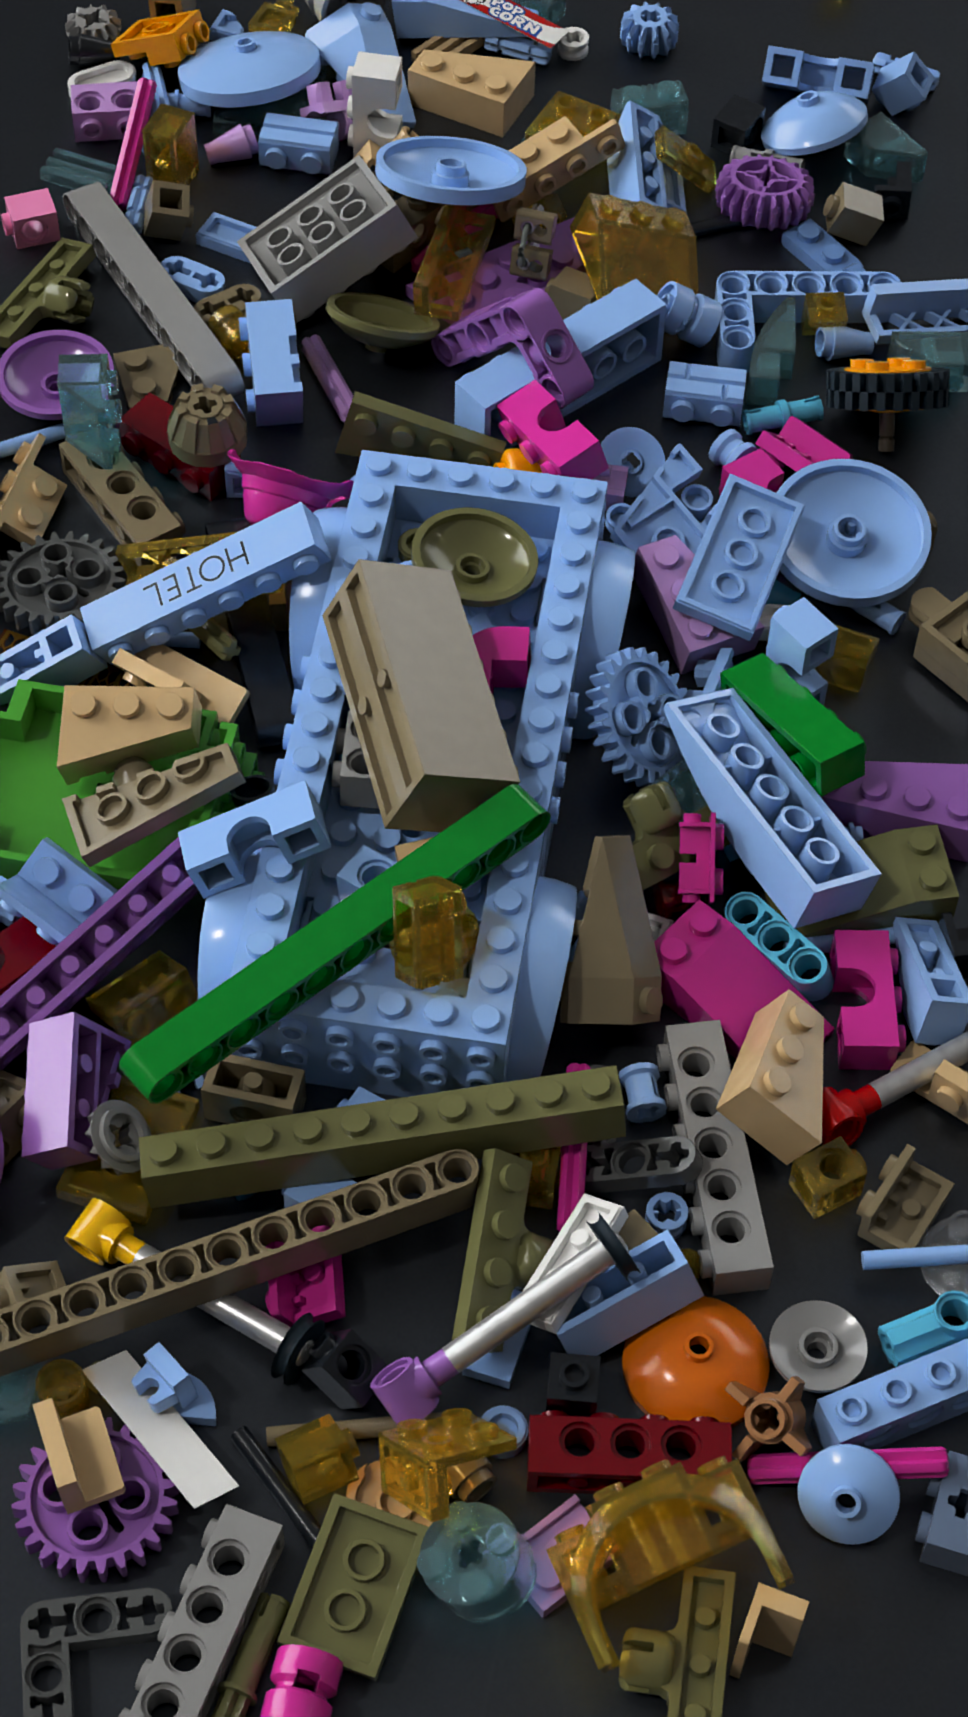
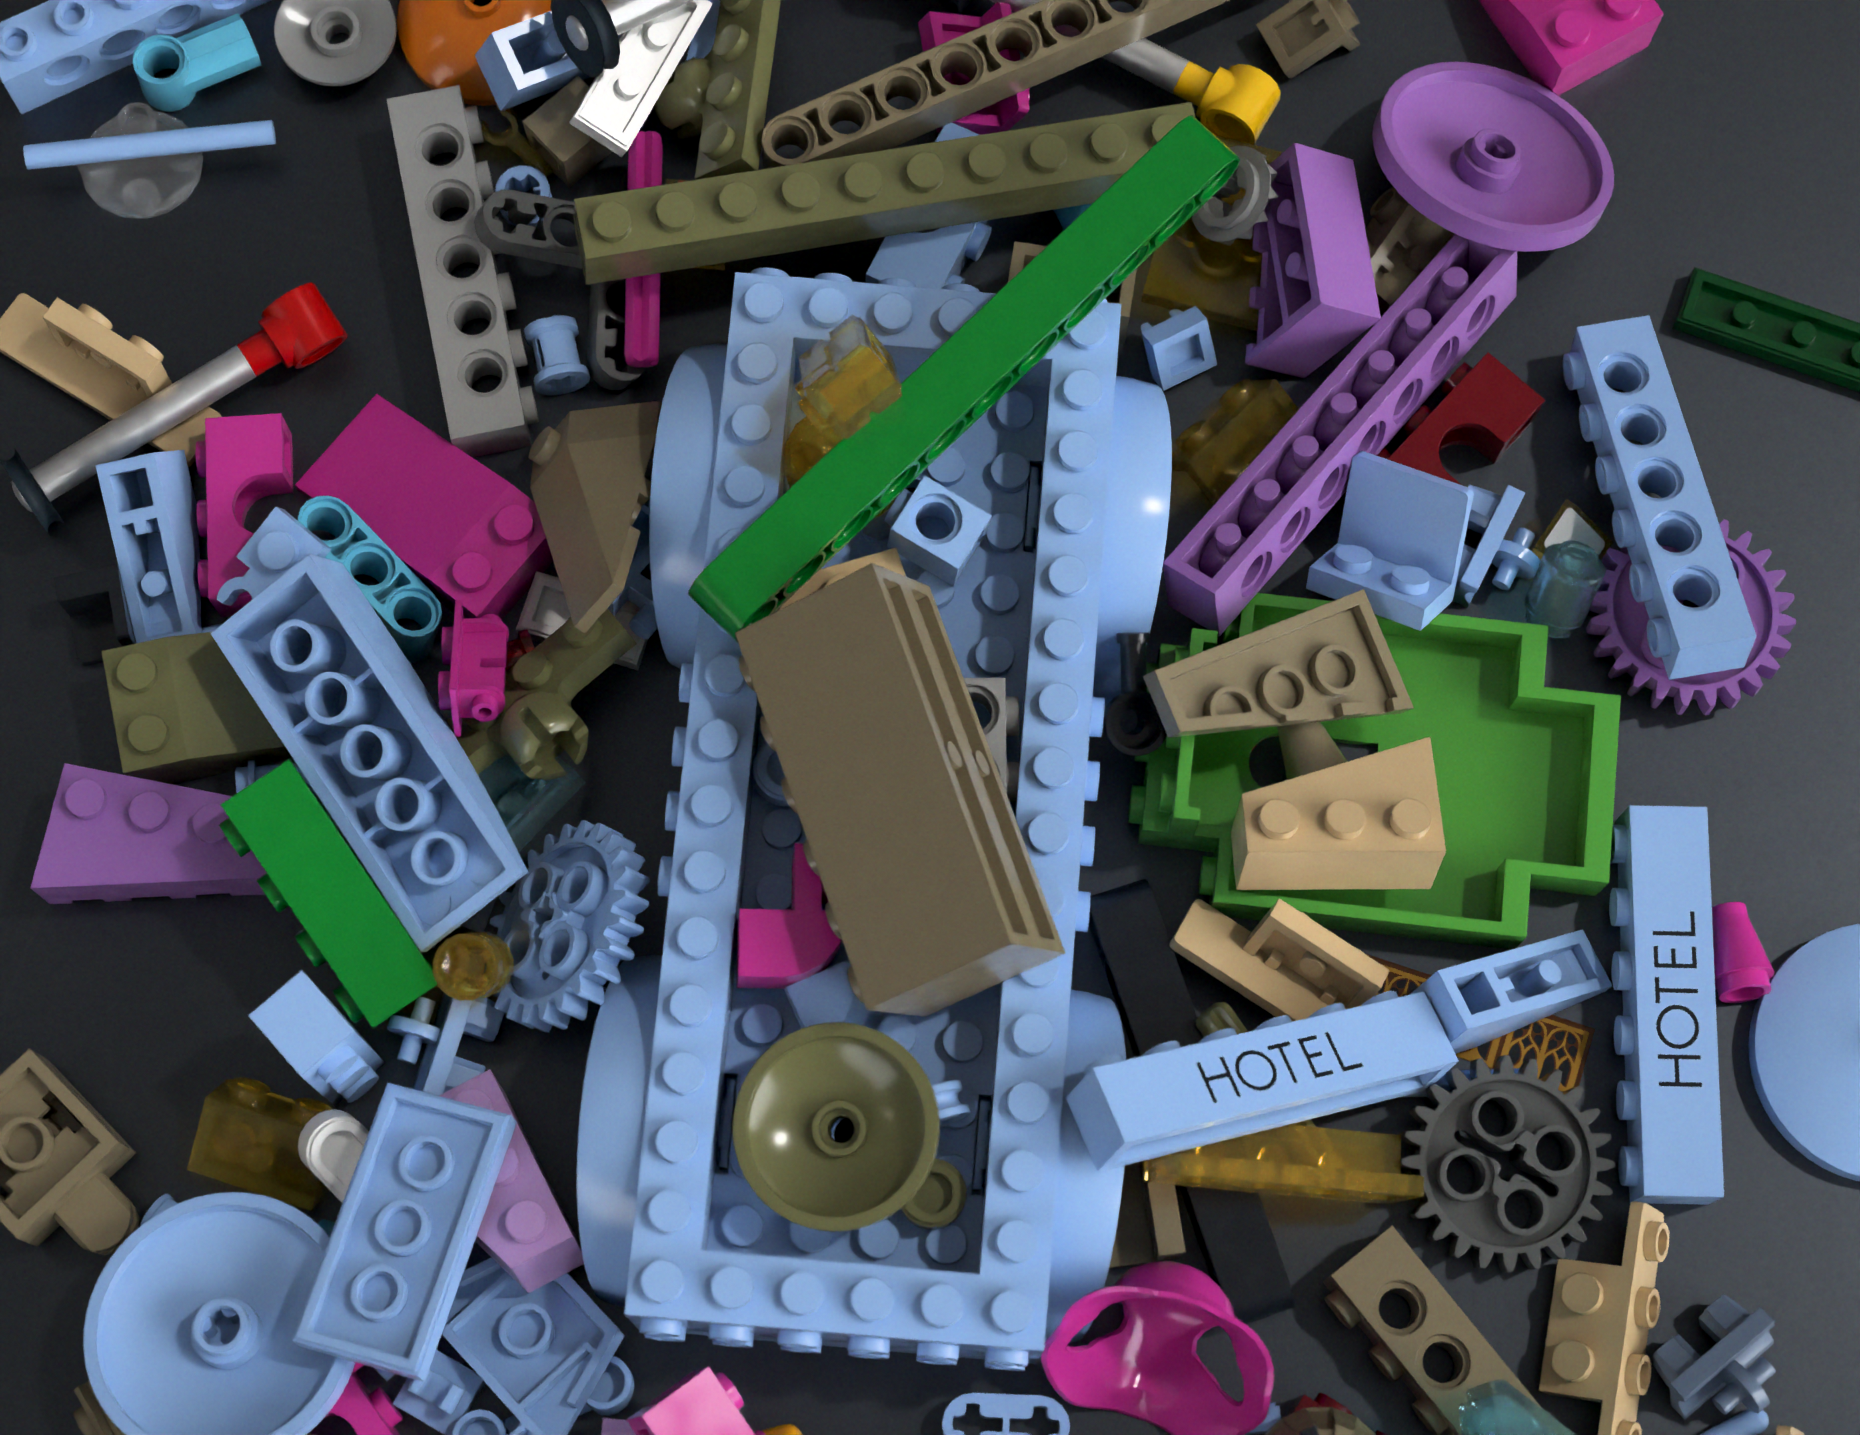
camera: 175 degrees right, 20 degrees up
(220, 846) = (1063, 549): light blue arch -> none
(699, 676) = (461, 970): none -> clear yellow wheel
(779, 1079) = (372, 348): tan wedge -> none
(825, 1194) = (311, 226): clear yellow brick -> none
(841, 936) = (271, 553): none -> light blue plate
(904, 1203) = (216, 220): dark tan bracket -> none

